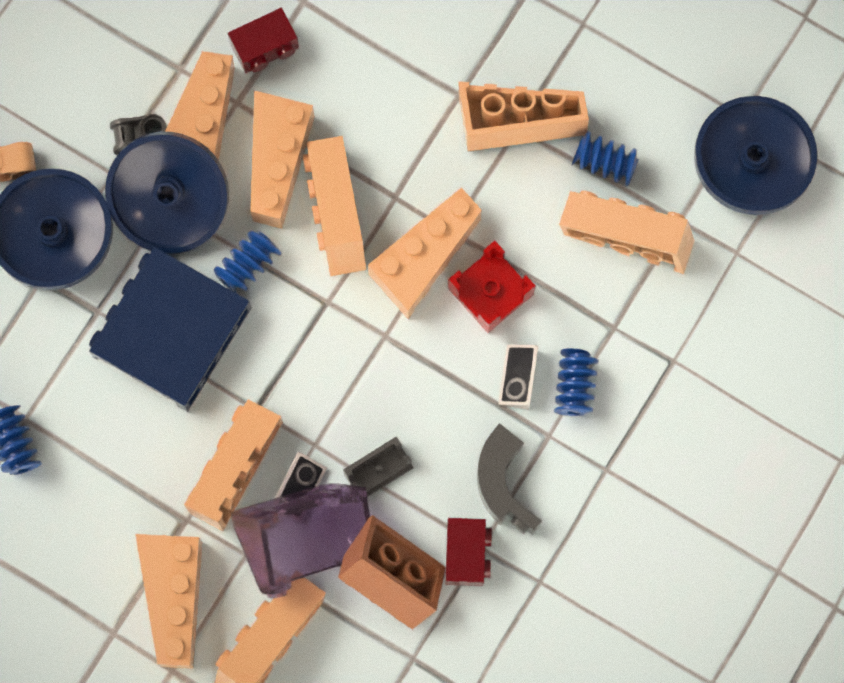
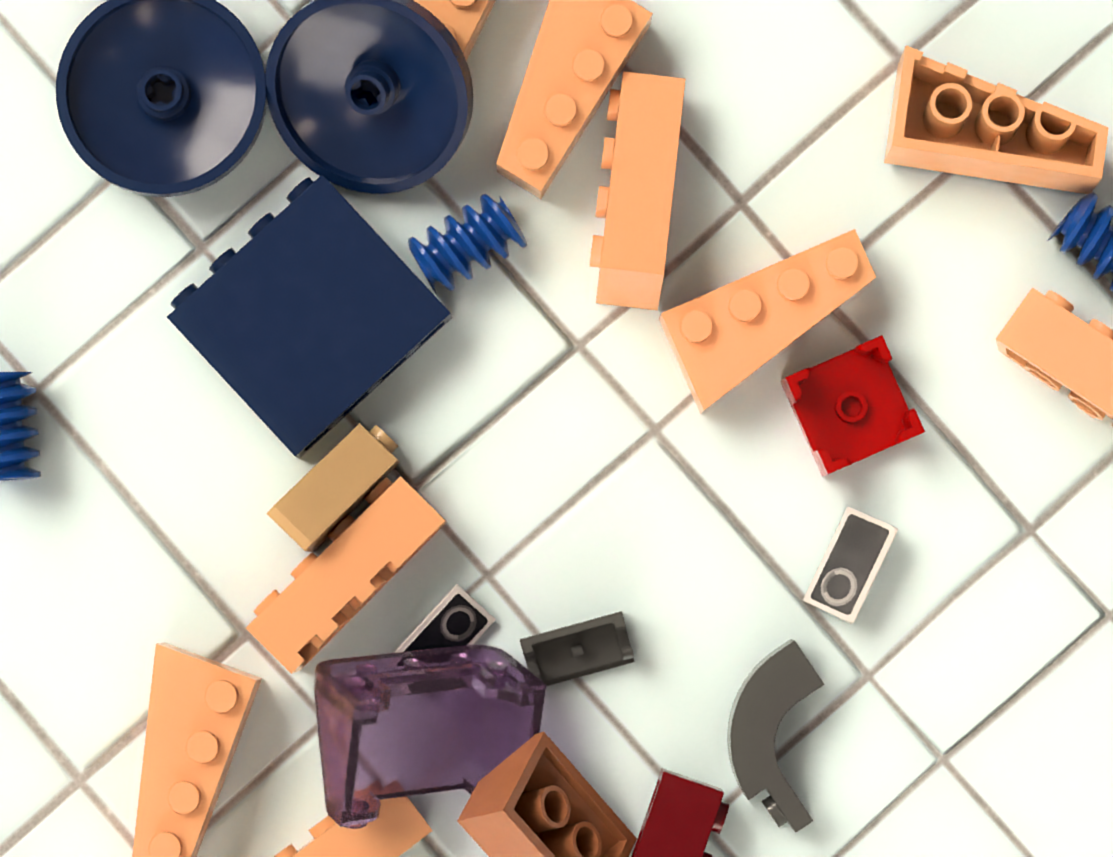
camera: 15 degrees right, 10 degrees up
(211, 417) = (335, 486): none -> tan slope
(575, 382) = (940, 608): blue piece -> none

